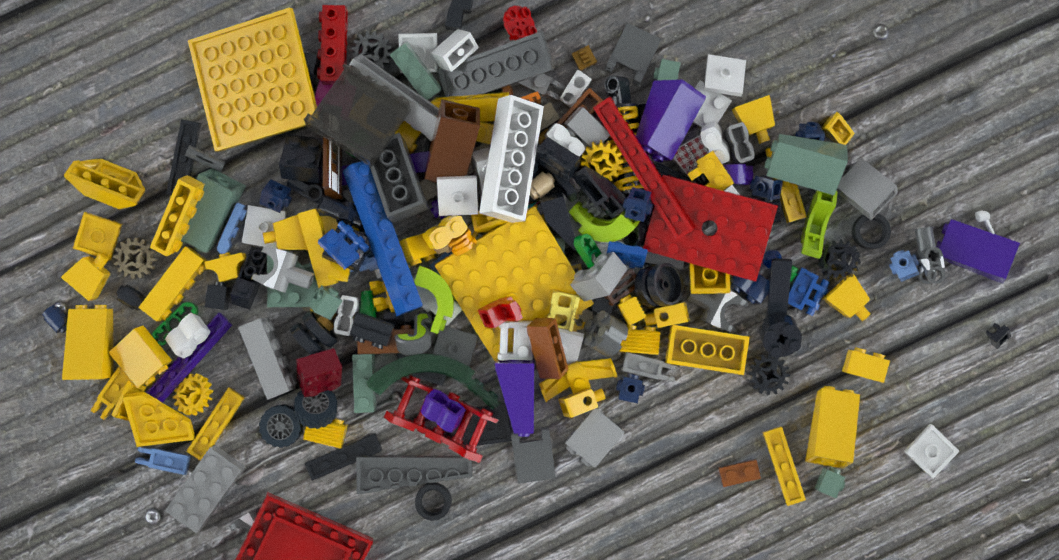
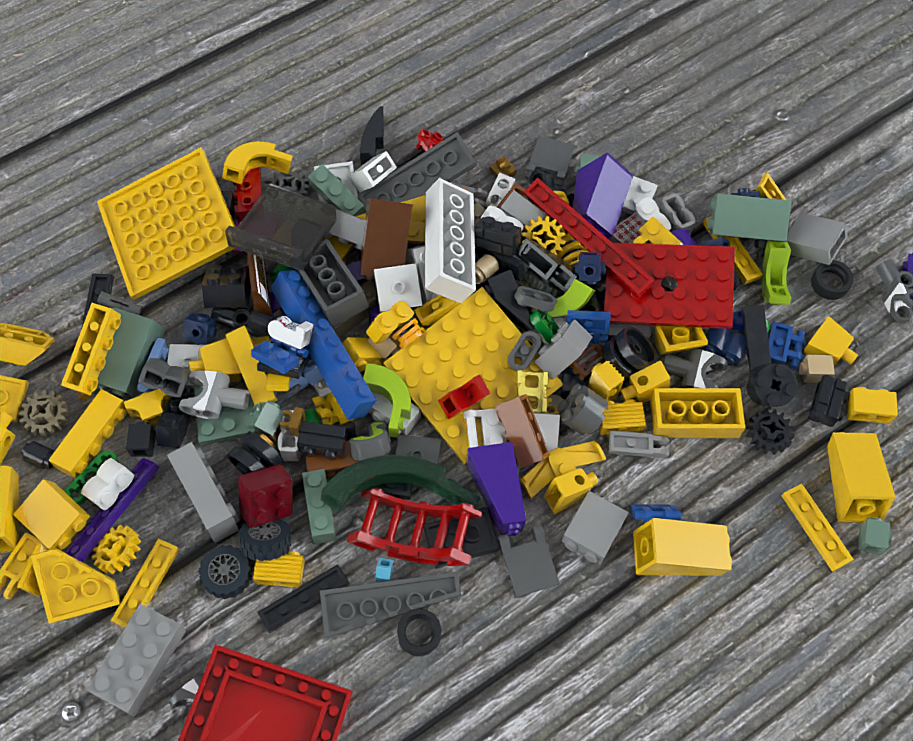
camera: 15 degrees left, 25 degrees down
(165, 460) = (84, 635): medium blue hinge -> none
(240, 247) = (162, 376): none -> dark grey brick
(337, 21) = (252, 156): none -> yellow arch
(351, 310) = (294, 424): none -> pearl gold tile
(354, 228) = (290, 332): none -> white leg
(409, 449) = (384, 570): none -> medium azure piece
(442, 410) = (415, 516): dark purple brick -> none
(562, 275) = (524, 352): none -> dark grey plate
(580, 227) = (534, 298): none -> dark grey plate
(632, 395) = (623, 467): dark blue brick -> none
(647, 434) = (648, 511): none -> blue plate
(663, 469) = (681, 548): none -> yellow slope
(724, 75) = (645, 163): white plate -> none
(739, 473) = (768, 544): dark orange plate -> none
(757, 117) = (689, 190): yellow torso -> none
(828, 320) = (816, 366): none -> tan brick
(829, 353) = (828, 401): none -> black brick
(833, 266) = (809, 308): black gear -> none
(907, 271) = (877, 303): medium blue brick -> none

